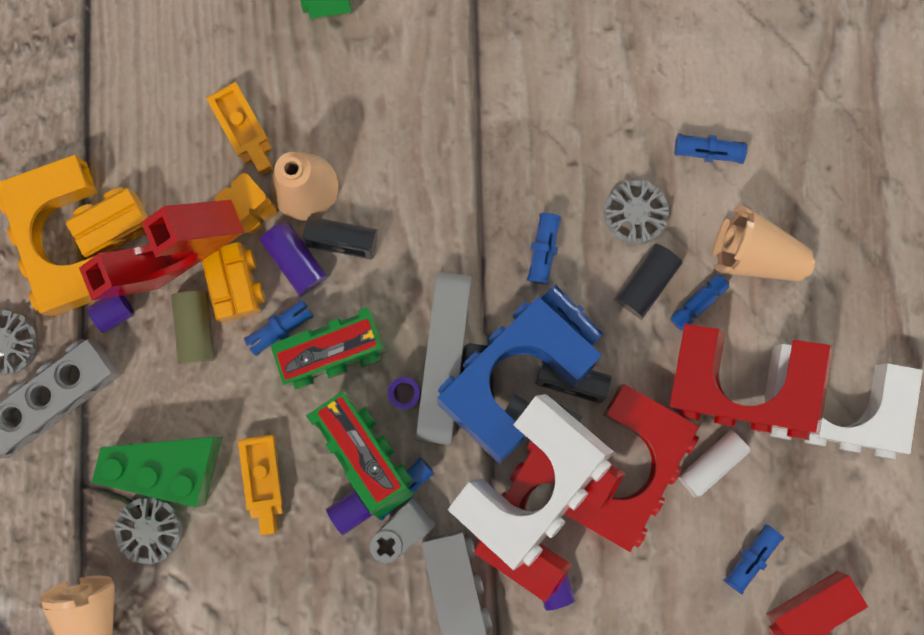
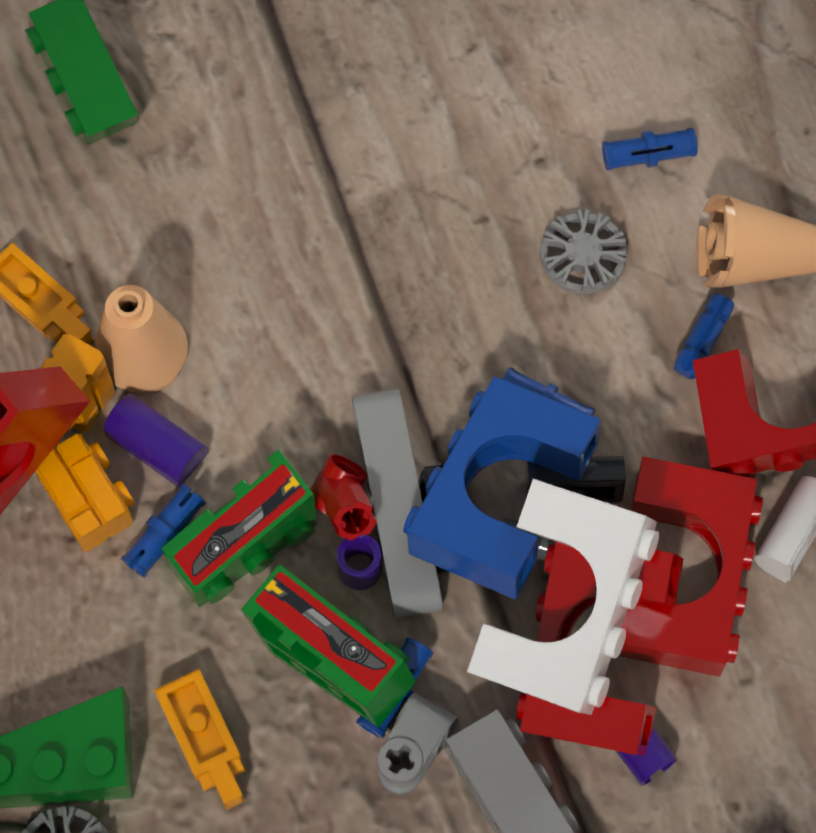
camera: 20 degrees left, 15 degrees down
(192, 327) = (45, 567): olive brick -> none
(340, 237) = (210, 395): black brick -> none
(348, 512) = (334, 738): dark purple beam -> none
(404, 345) = (342, 498): none -> red piece
(544, 248) = (480, 329): blue pin -> none
(648, 280) = (629, 328): black brick -> none

